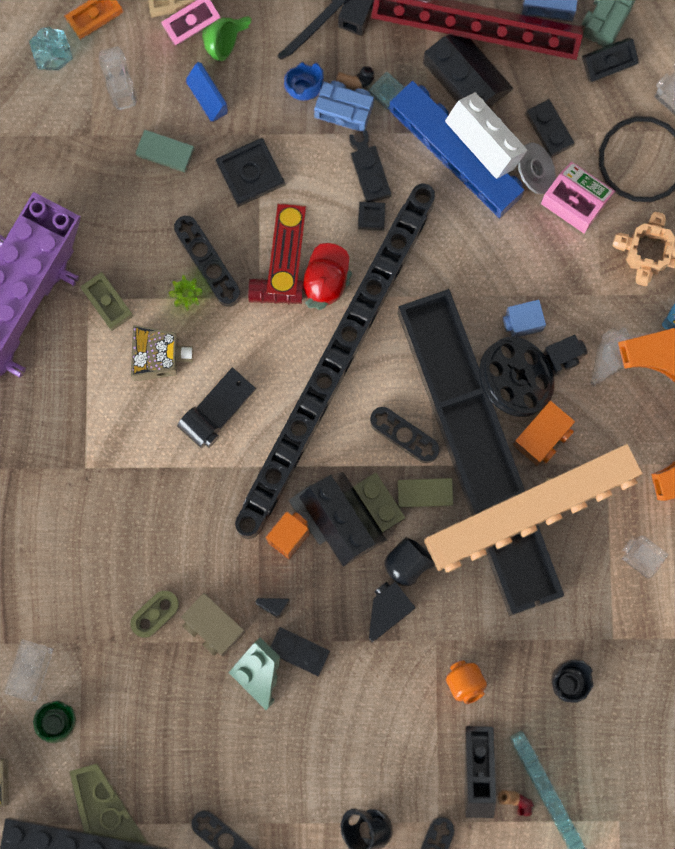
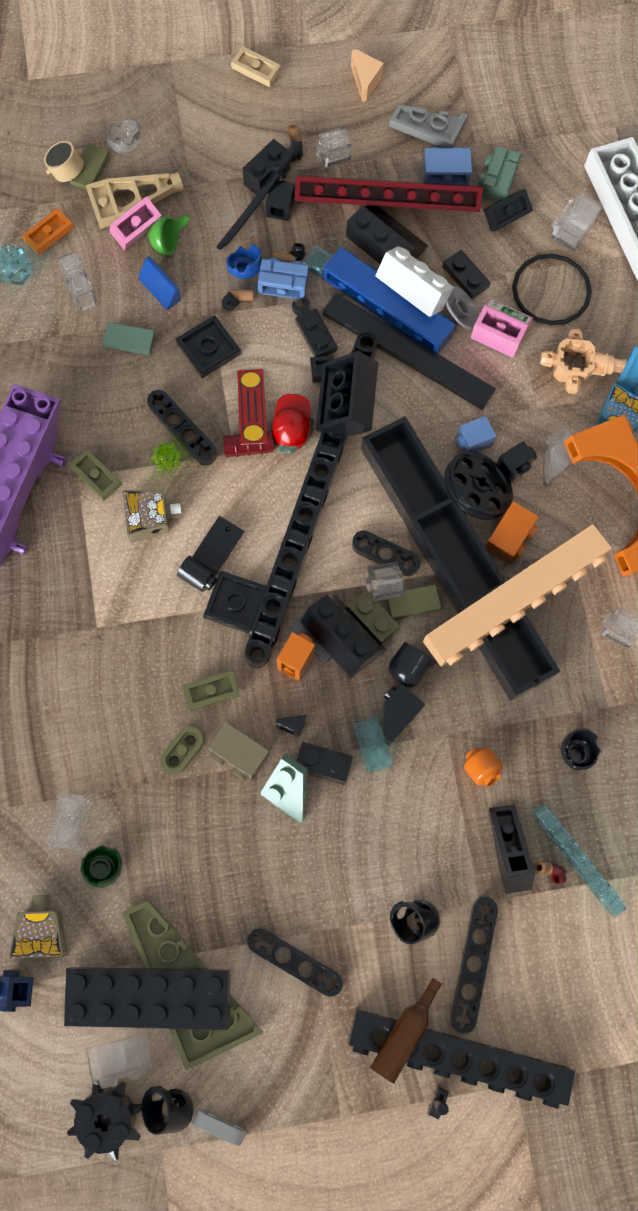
camera: 15 degrees left, 5 degrees down
(194, 556) = (211, 690): none -> olive plate
(234, 463) = (234, 602): none -> black tile
(289, 118) = (235, 296): none -> arm
(354, 639) = (372, 745): none -> clear light blue plate
(390, 256) = (347, 395): none -> black slope
(396, 467) = (384, 581): none -> clear brick
(470, 210) = (410, 352): none -> black tile

